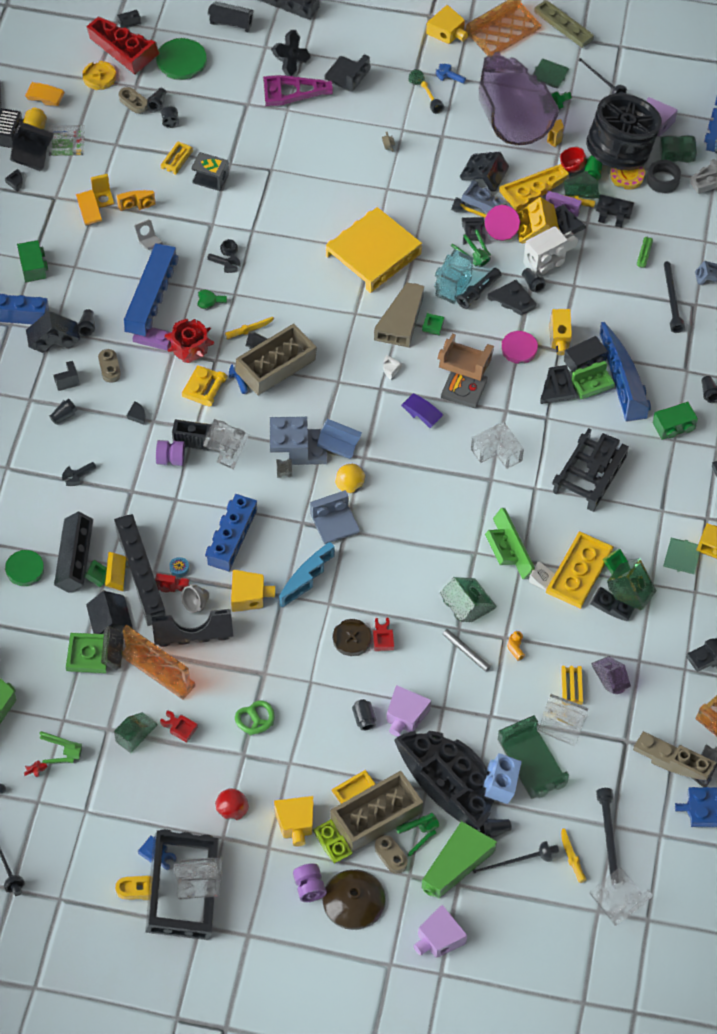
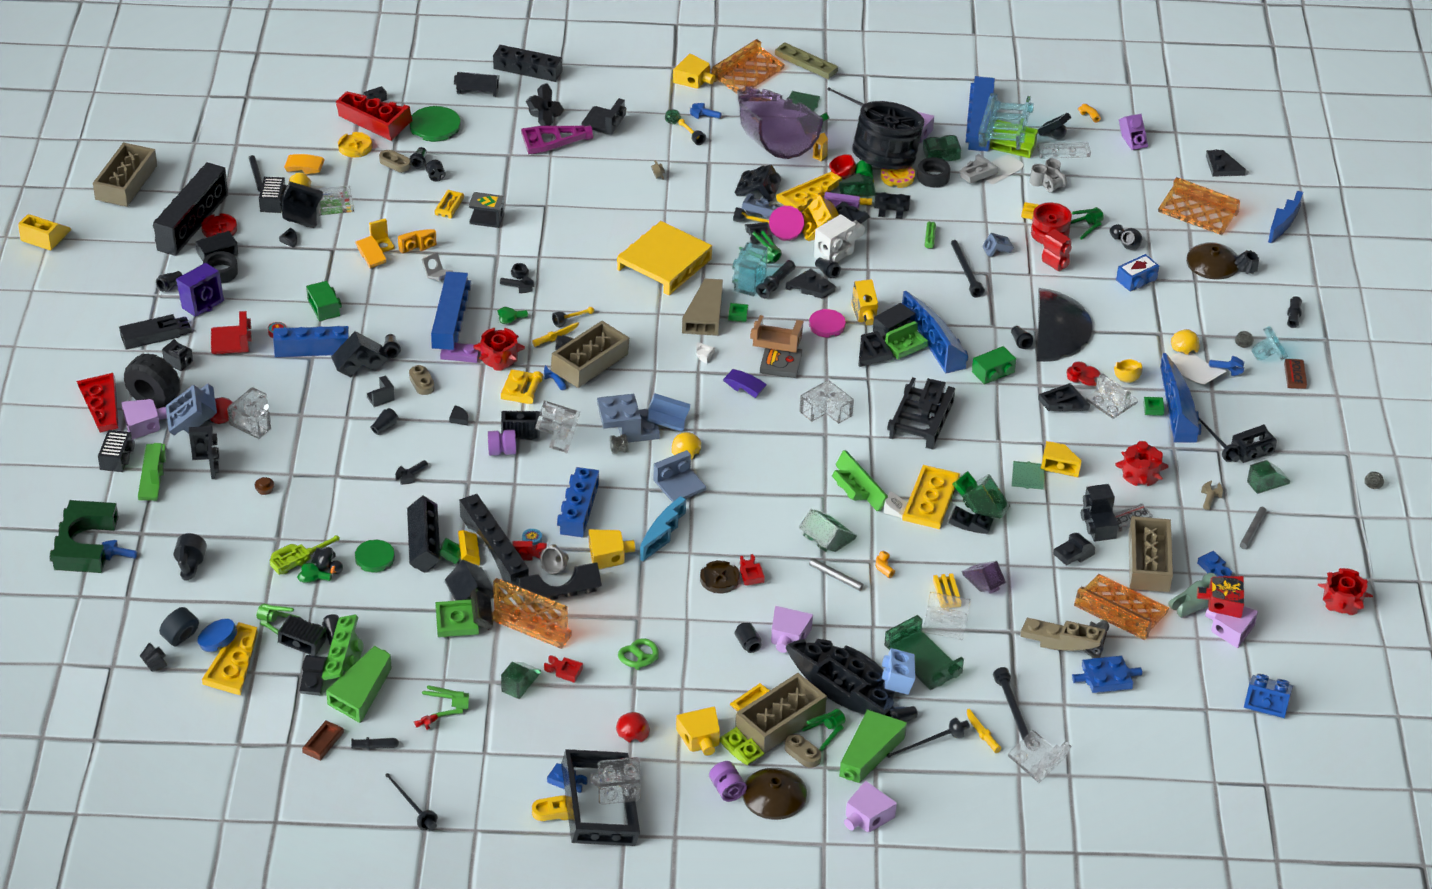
camera: 10 degrees left, 15 degrees down
(257, 309) = (559, 318): none -> hinge

